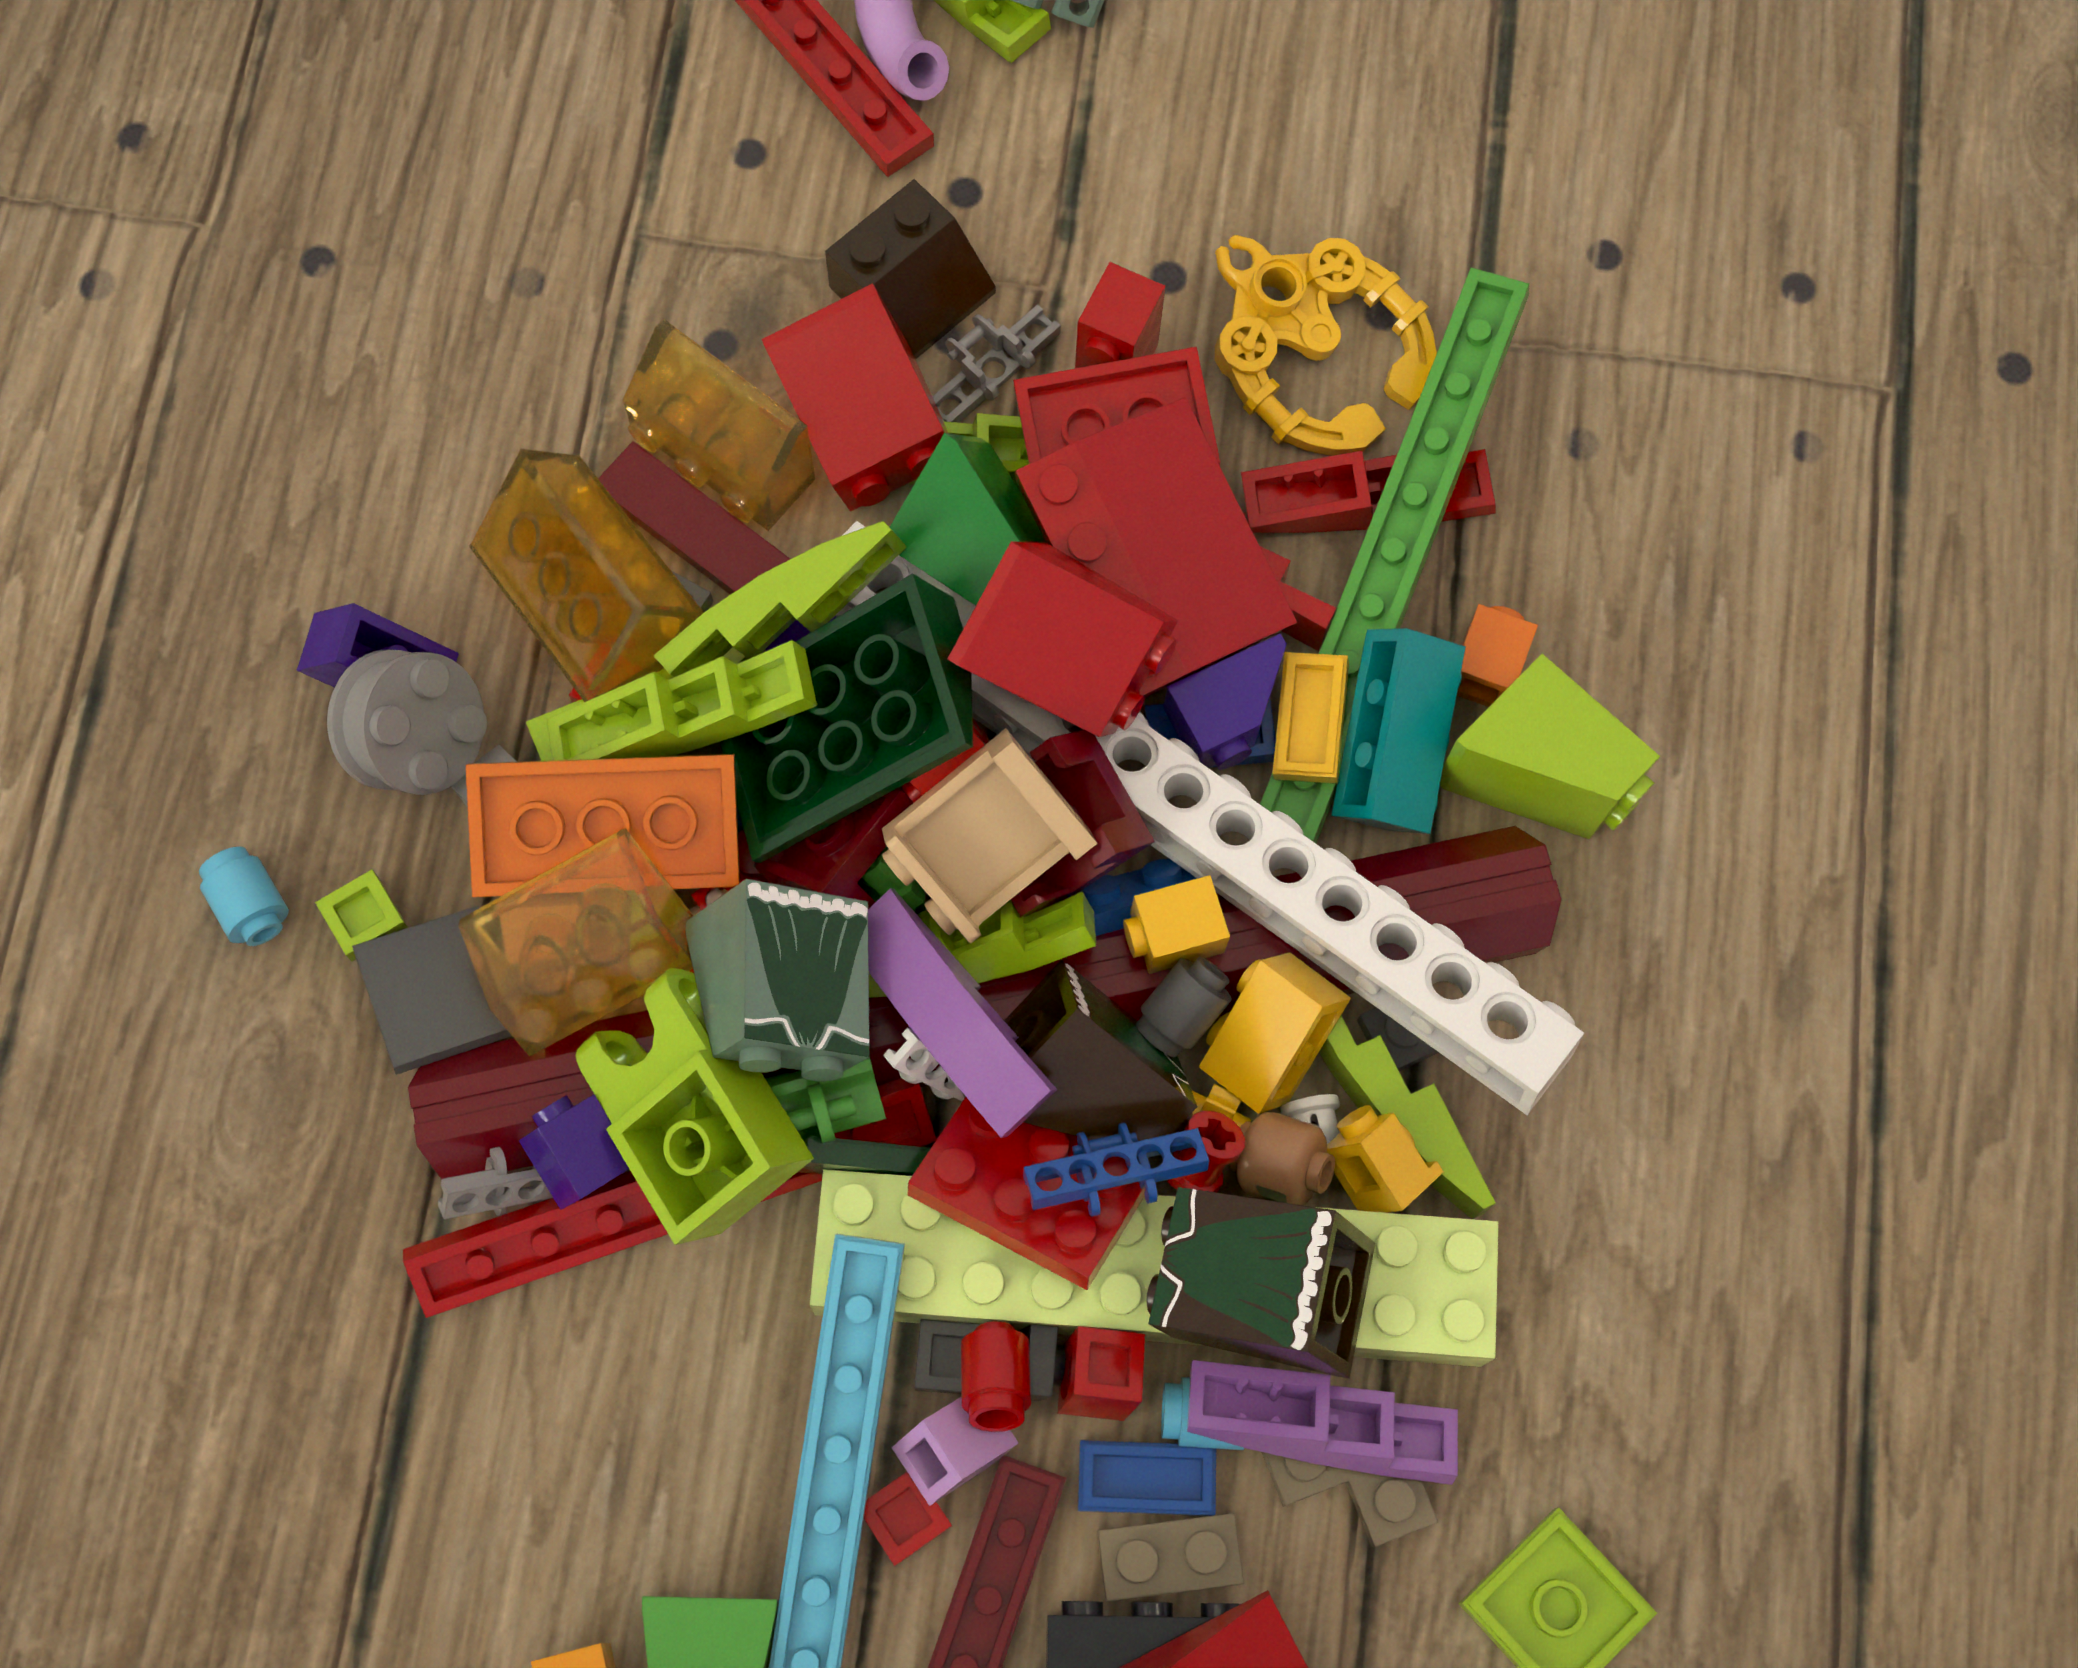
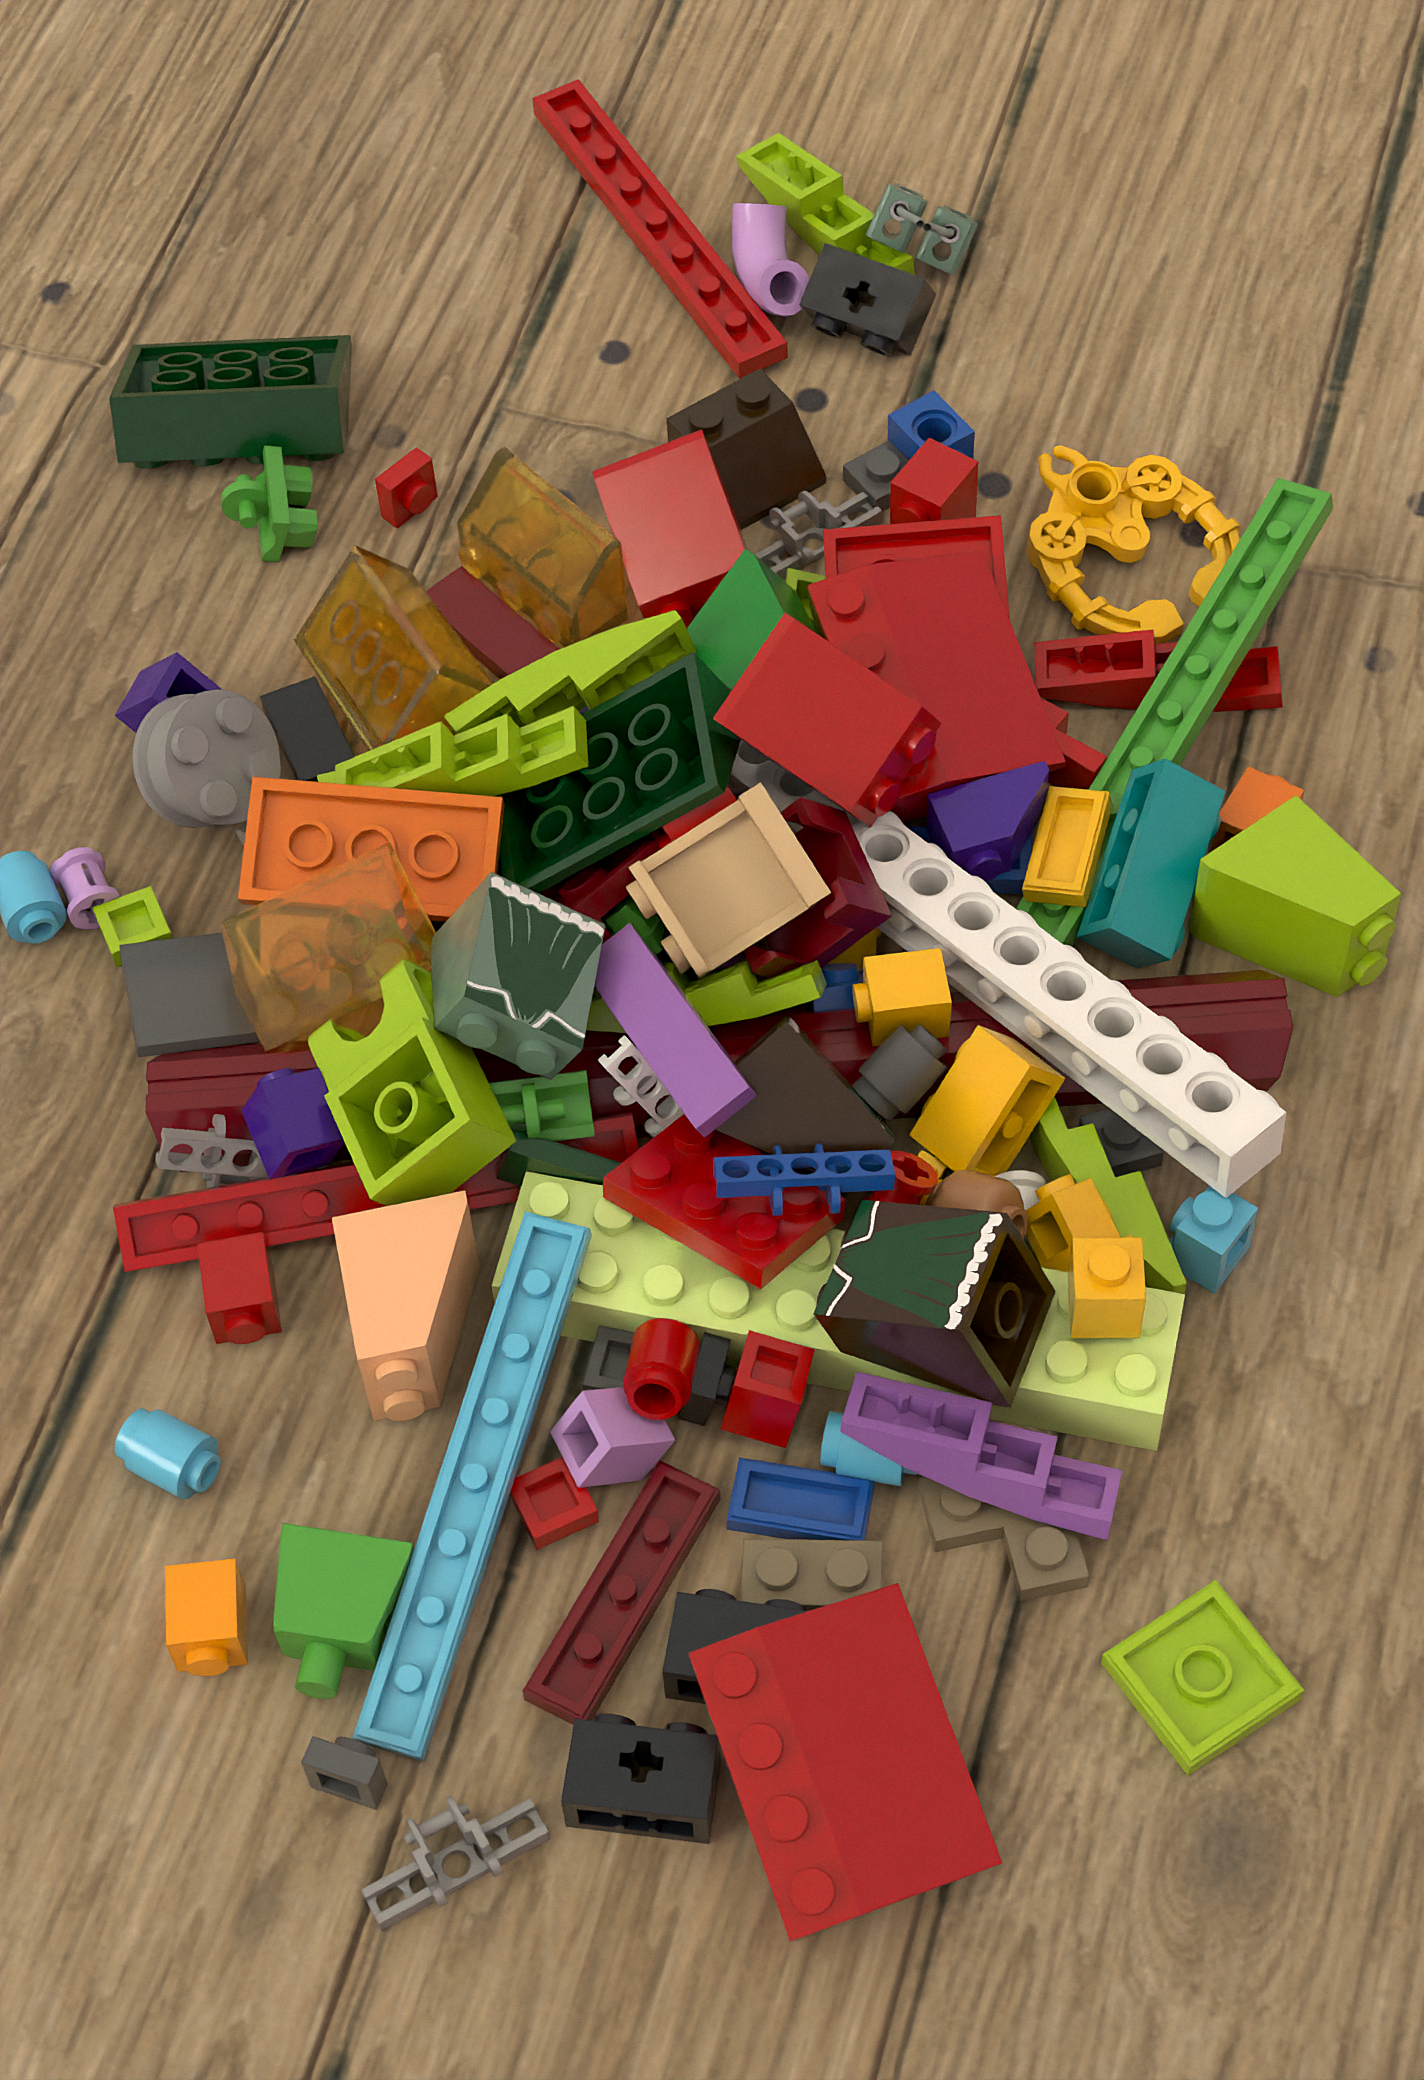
camera: 15 degrees right, 15 degrees down
(300, 874) = (82, 886): none -> lavender bush
(352, 259) = (232, 400): none -> dark green slope
(413, 385) = (267, 503): none -> bright green hips
(506, 660) = (306, 729): none -> black tile
(508, 1519) = (168, 1452): none -> medium azure brick
(548, 1326) = (239, 1289): none -> red brick
(560, 353) = (406, 488): none -> red plate
(722, 1329) = (407, 1297): none -> light nougat slope
(984, 52) = (845, 279): none -> black brick
(1054, 282) = (874, 472): none -> dark grey plate
(1098, 219) = (931, 419): none -> blue brick
(1430, 1246) = (1106, 1287): none -> yellow brick
(1507, 1140) = (1212, 1236): none -> medium azure brick

